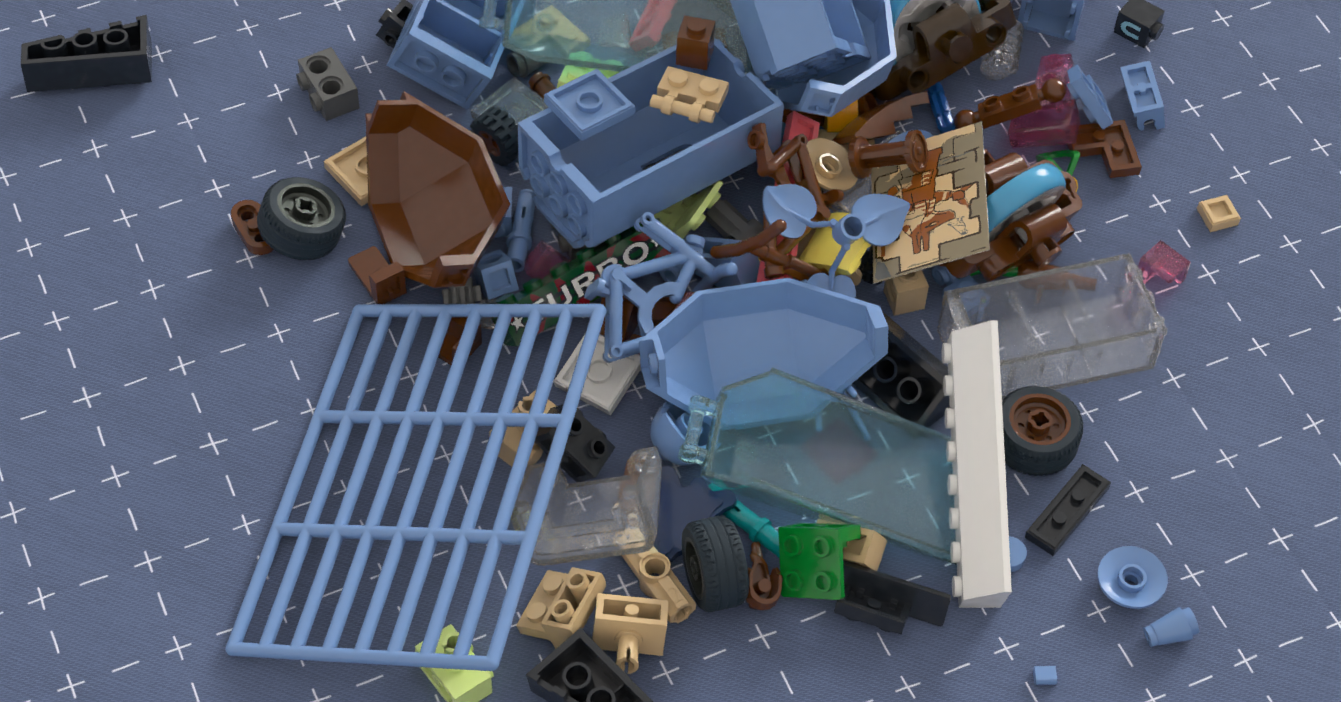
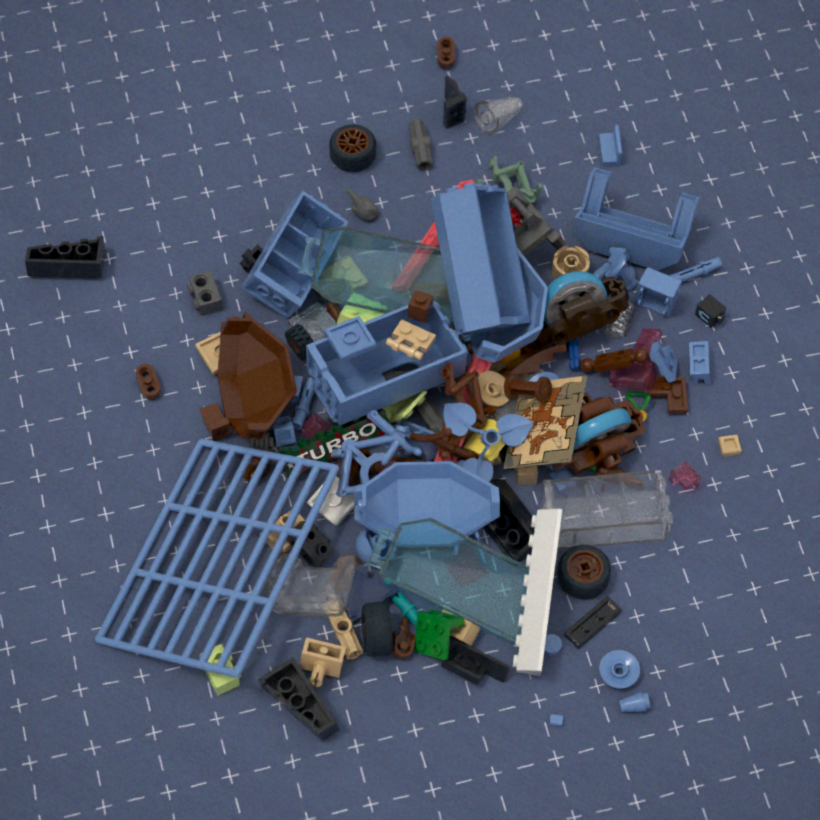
camera: 10 degrees right, 5 degrees up
(301, 218) = (175, 381): black wheel -> none
(561, 604) = (286, 640): tan brick -> none

